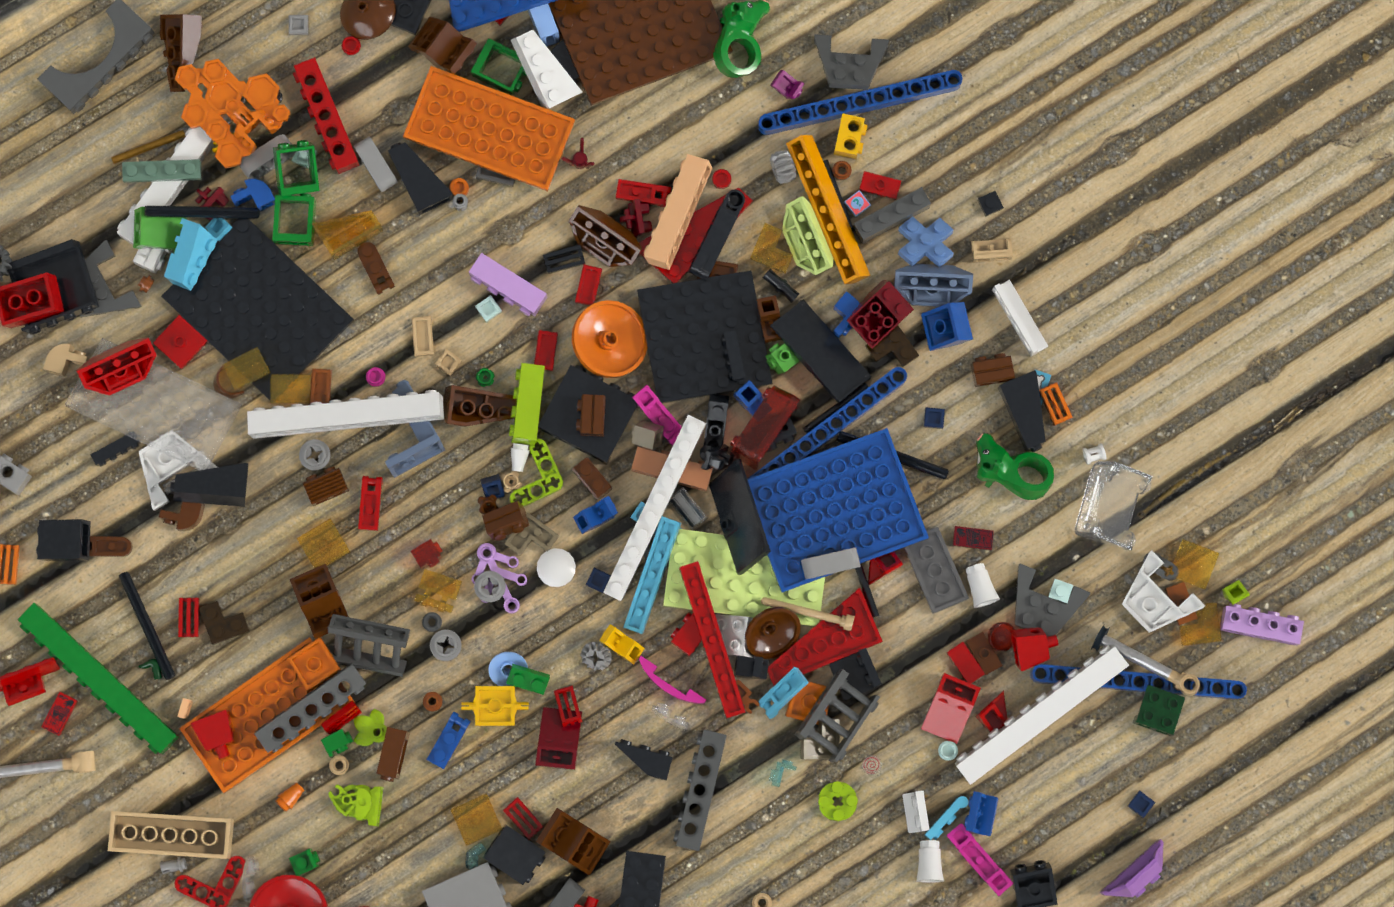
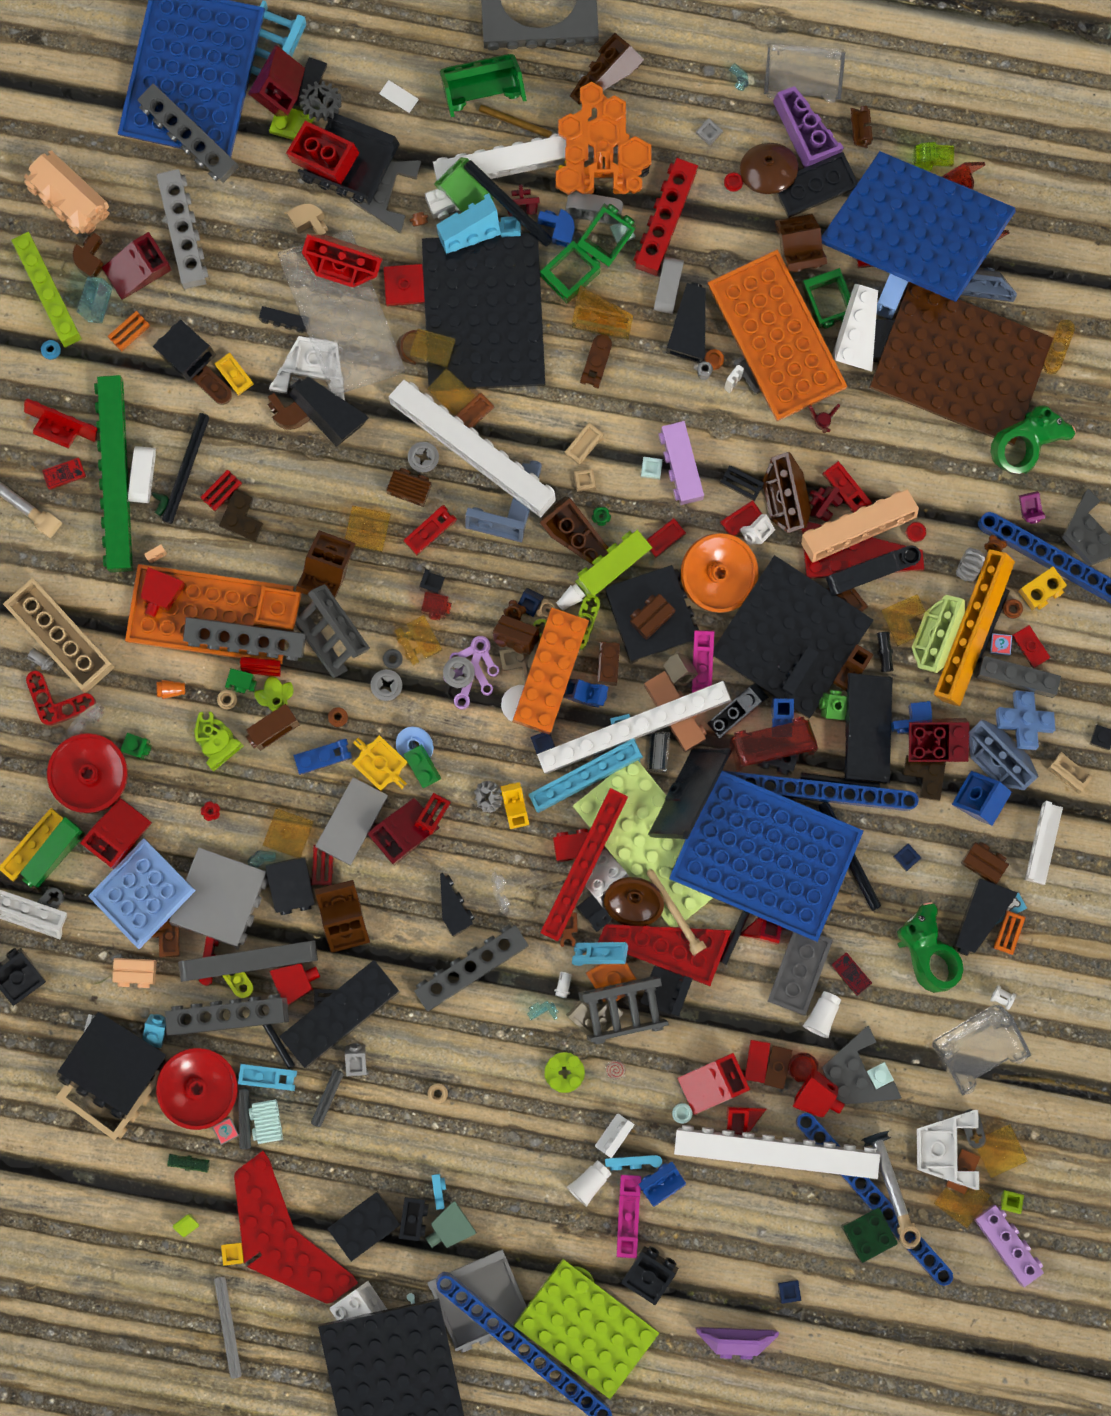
camera: 45 degrees right, 0 degrees up
(43, 207) = (399, 96): none -> white sticker
(94, 139) = (482, 80): none -> green windscreen
(116, 523) = (233, 374): none -> yellow plate
(119, 660) = (141, 474): none -> white beam
(161, 170) = (507, 146): sand green plate -> none
(375, 377) = (521, 441): dark pink plate -> none
(408, 540) = (431, 582): none -> black panel
(409, 857) = (215, 811): none -> red plate
(487, 188) = (733, 378): none -> white tile
(514, 767) = (351, 821): none -> light grey tile
(556, 523) = (550, 671): none -> orange brick
(609, 282) = (758, 530): none -> white bracket
(690, 697) = (518, 843): dark pink slope -> none
(716, 456) = (715, 732): black hips -> none
(778, 740) = (563, 985): none -> white pin
(786, 135) = (994, 540): none -> dark orange plate
(830, 563) = (725, 891): light grey beam -> none

